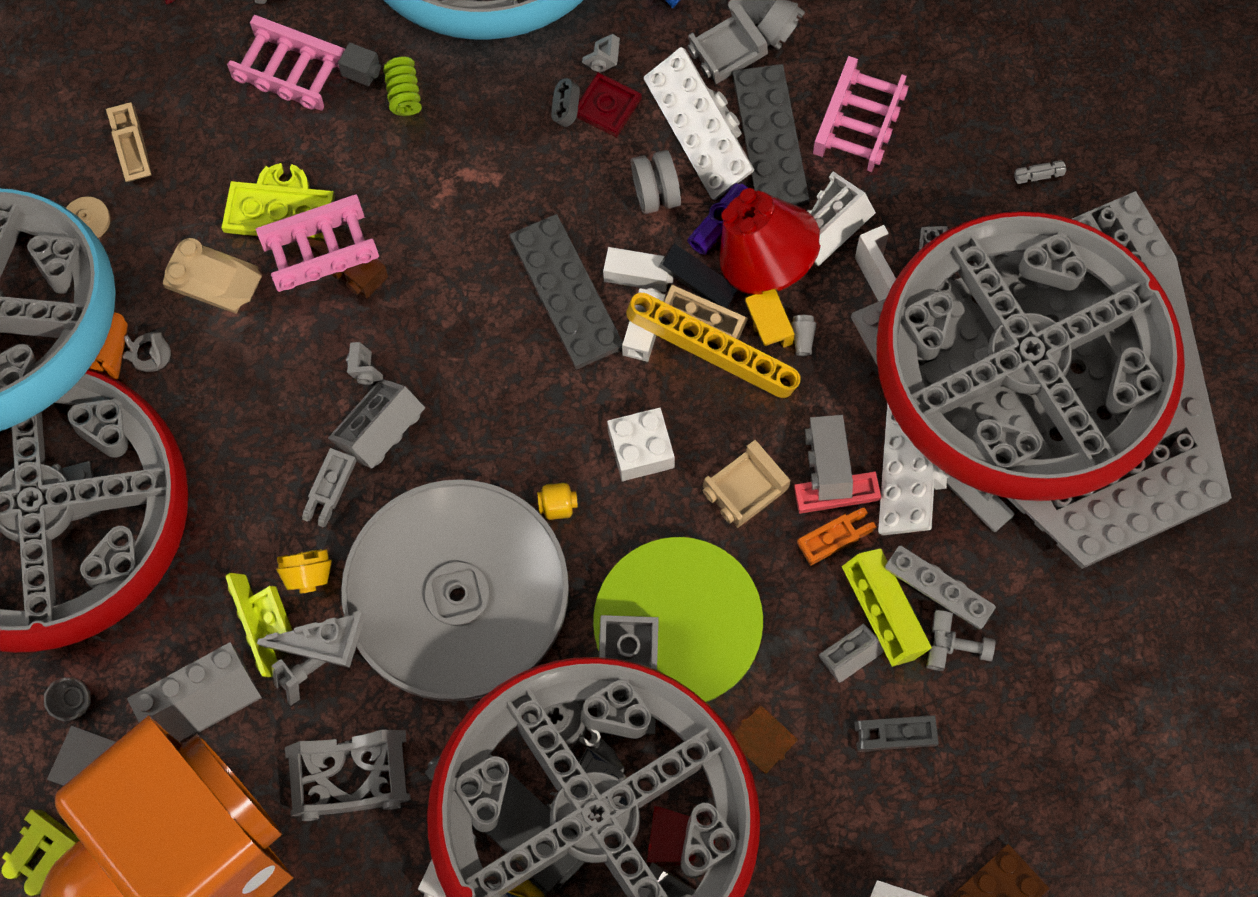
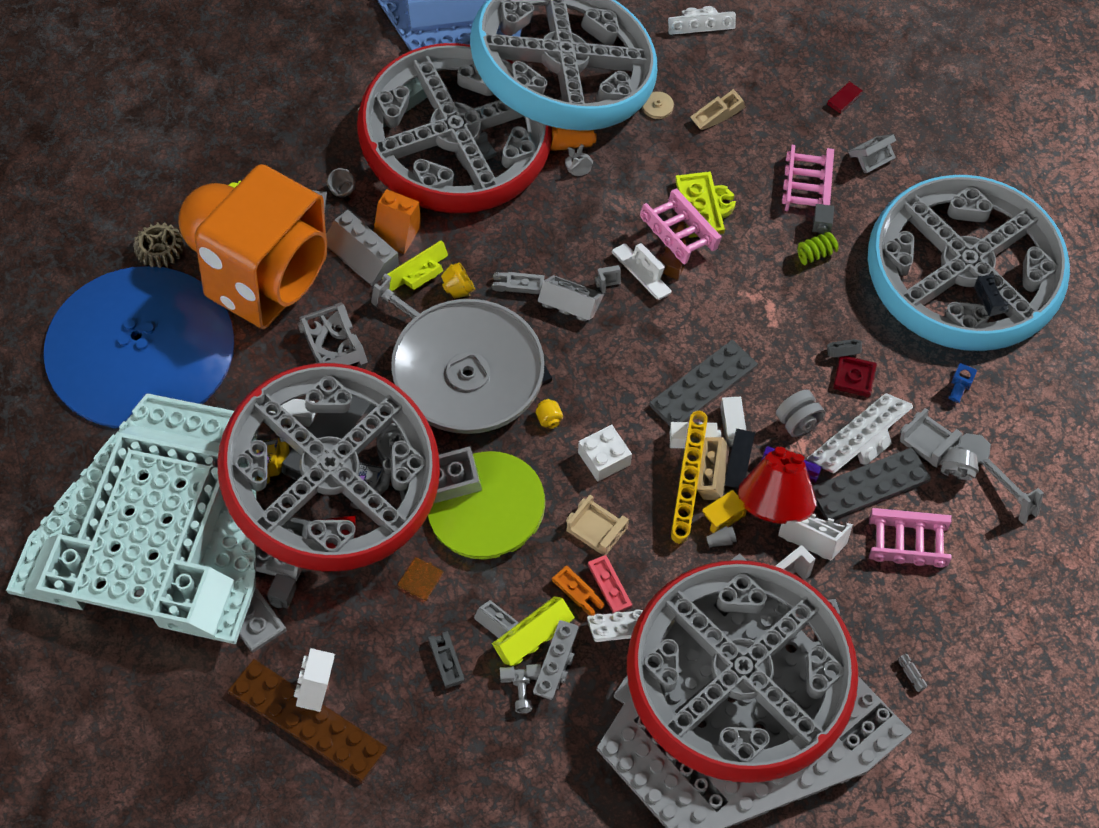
camera: 70 degrees right, 10 degrees down
(172, 630) = (397, 220): none -> orange slope
(211, 276) = (642, 179): tan slope -> none
(327, 641) = (411, 301): light grey wing -> none
(361, 312) = (644, 268): none -> white bracket
(604, 54) = (893, 364): light grey bracket -> none
(829, 457) = (631, 570): light grey brick -> none

